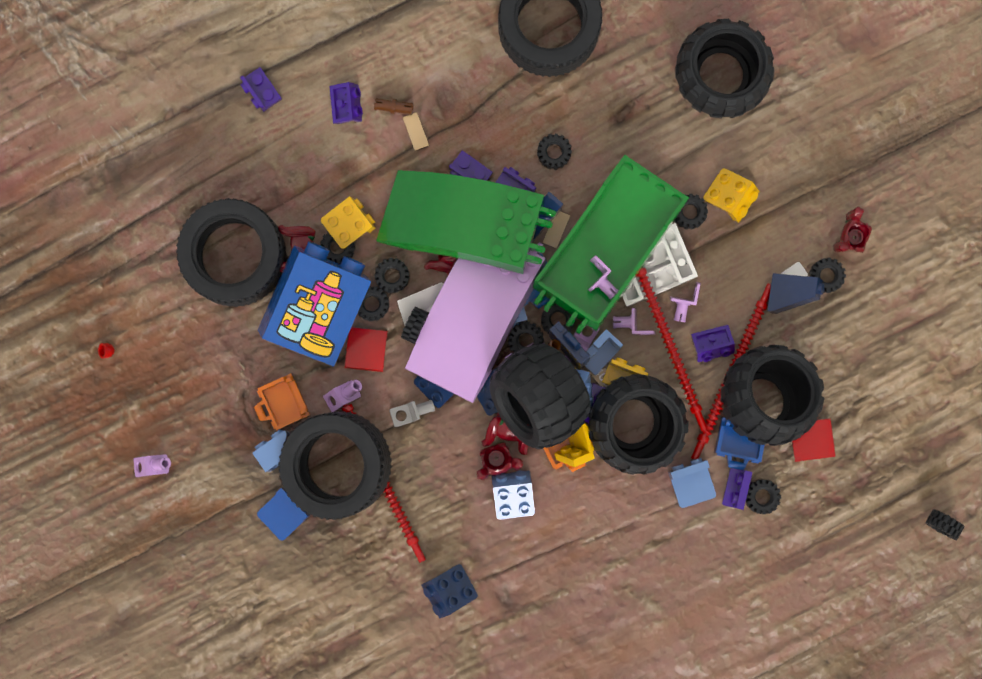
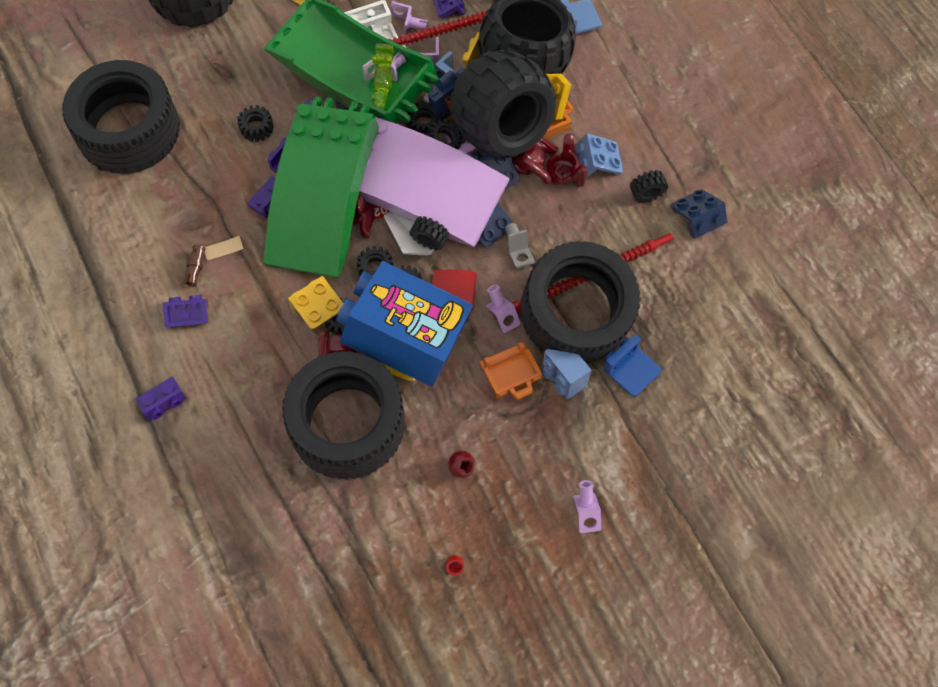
camera: 90 degrees left, 20 degrees down
(192, 356) = (461, 464): none -> dark red piece
(472, 542) = (648, 186): none -> black tyre
(584, 276) = (382, 73): none -> clear neon green piece

